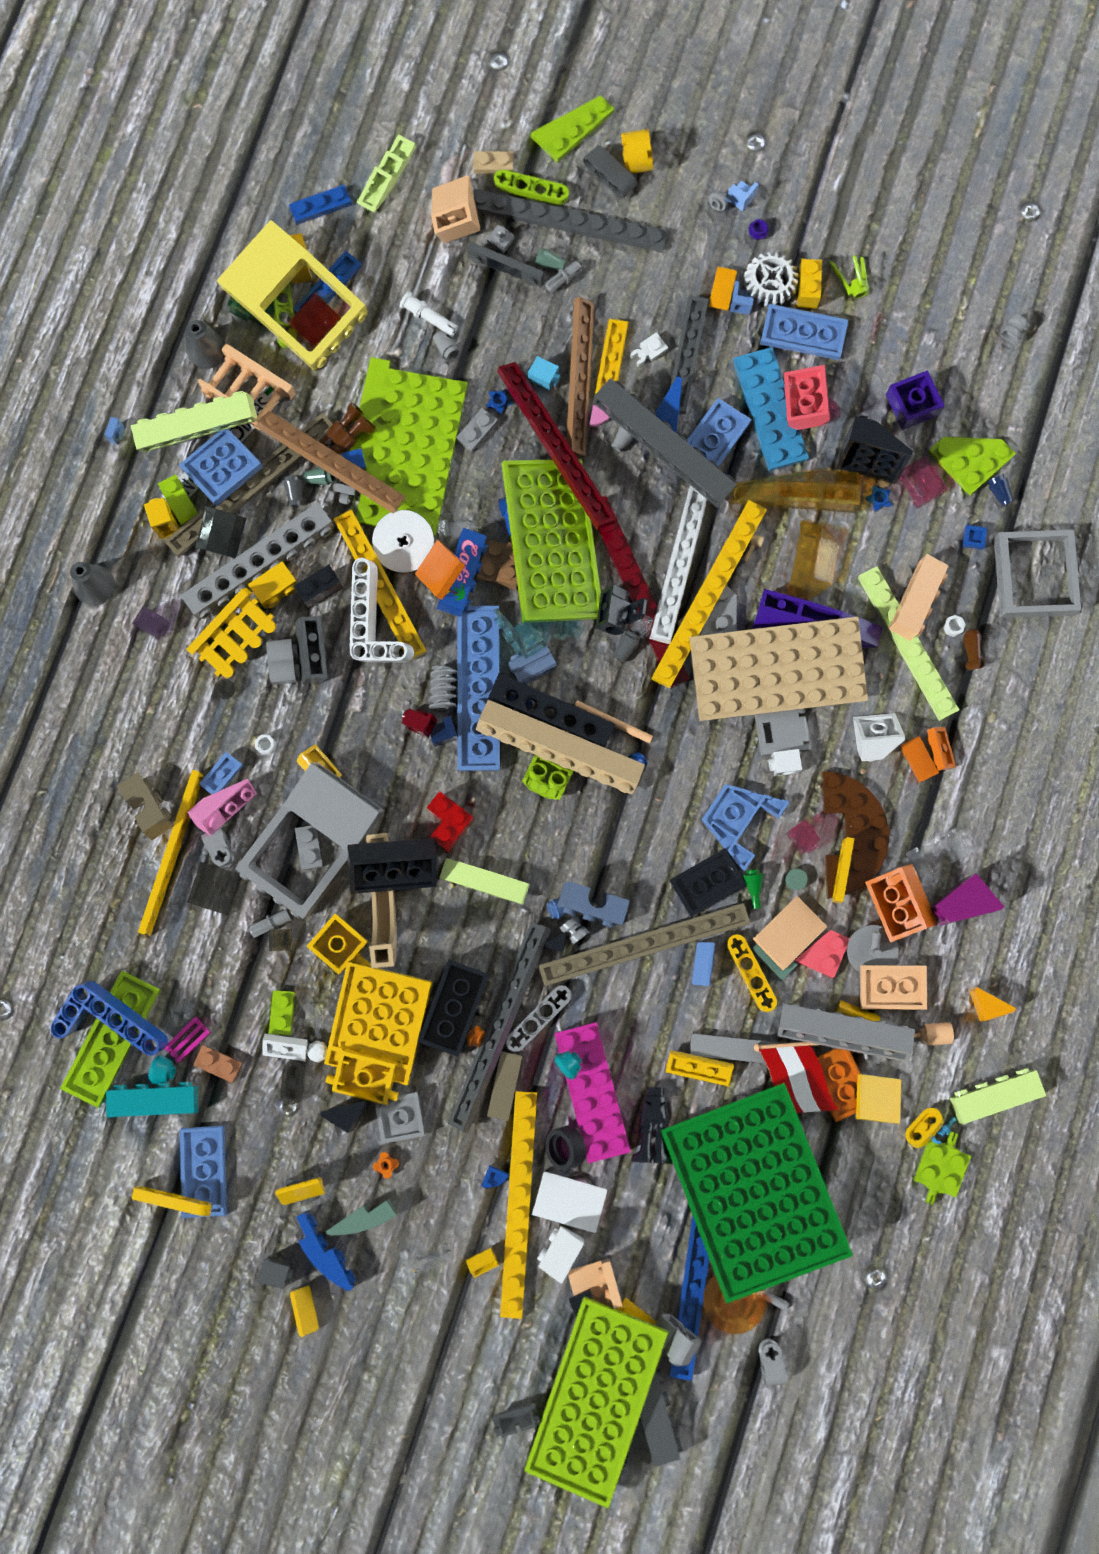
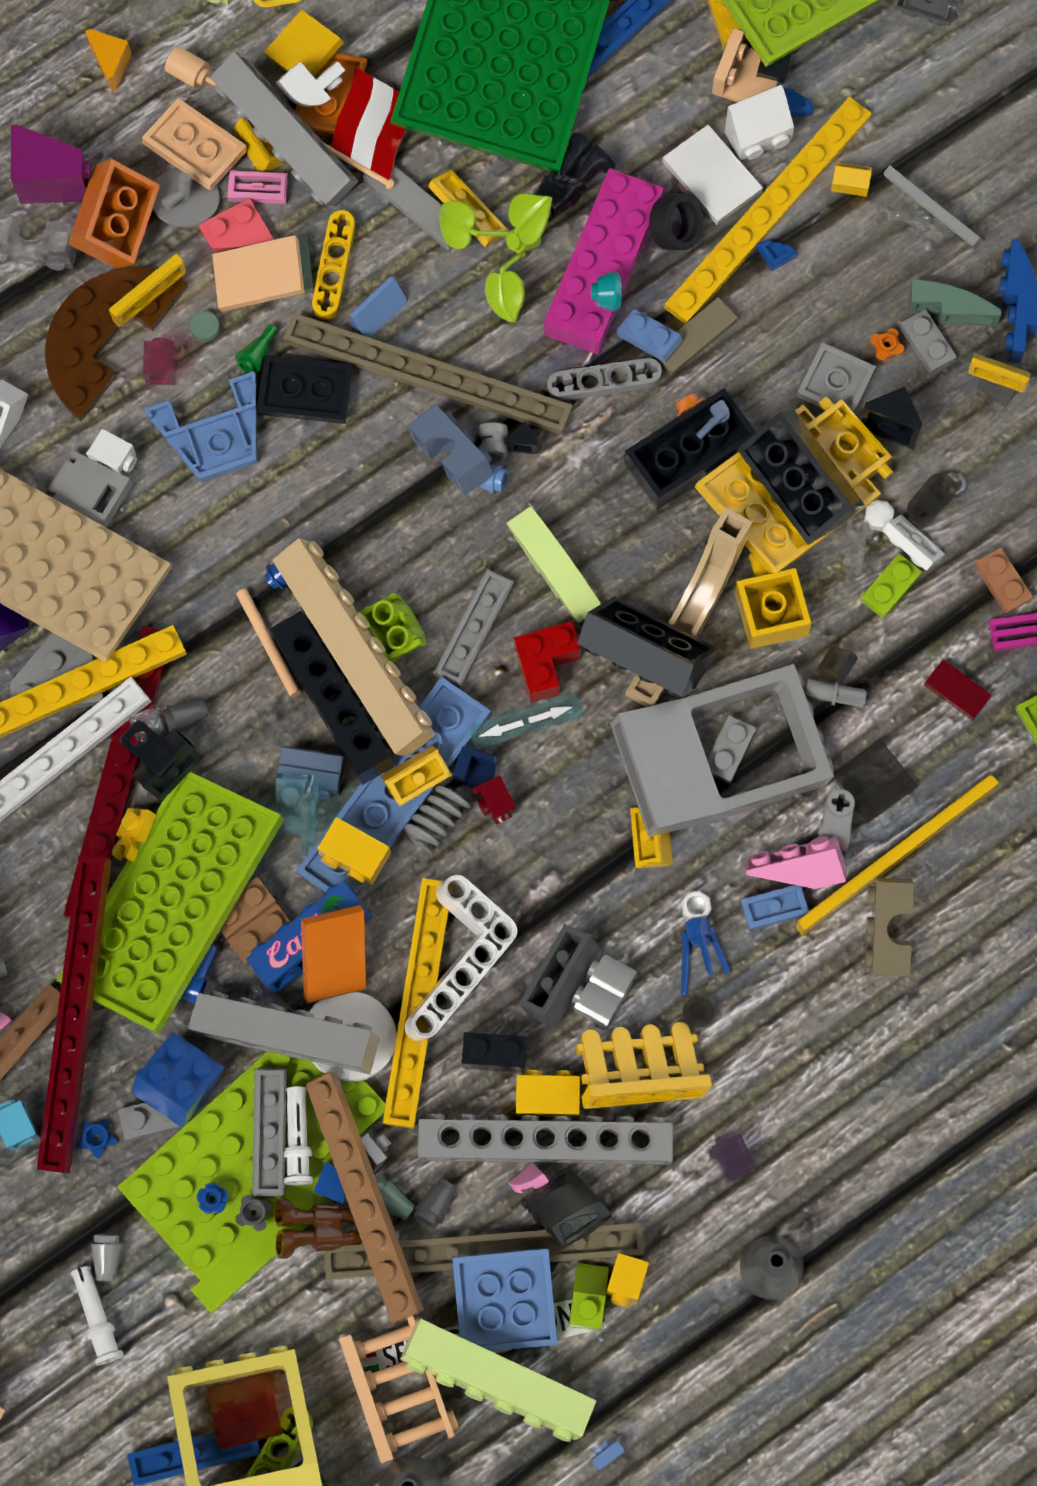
camera: 145 degrees left, 5 degrees down
(201, 977) = (957, 690): none -> dark red tile
(252, 536) = (527, 1178): none -> bright pink tile
(252, 729) = (700, 934): none -> blue plant
(362, 1186) = (927, 342): none -> light grey plate
(372, 1032) = (800, 476): none -> black slope
(383, 409) = (257, 1221): none -> flat silver plate
(385, 458) = (296, 1155): none -> white pin
(406, 461) = (269, 1132): none -> light grey tile
(410, 412) = (216, 1206): none -> blue plate
(417, 1278) = (933, 207): none -> light grey tile
(434, 779) = (525, 721): none -> clear light blue sticker
(435, 512) = (284, 1032): none -> light grey brick
(447, 1036) = (721, 414): none -> sand blue hand
(471, 702) = (416, 775): none -> yellow slope
(472, 633) = (353, 852): none -> yellow brick
(475, 451) = (177, 1079): none -> blue brick
(499, 1027) = (652, 399): dark grey plate -> none
(504, 813) = (474, 628): none -> light grey tile
(530, 1064) = (649, 335): none -> medium blue plate
(553, 1289) = (798, 104): none -> blue tile
(602, 565) = (133, 829): none -> yellow plate
(649, 1072) = (529, 217): none -> lime plant
(820, 999) = (277, 192): none -> bright pink tile
(852, 1067) = (304, 89): none -> white brick

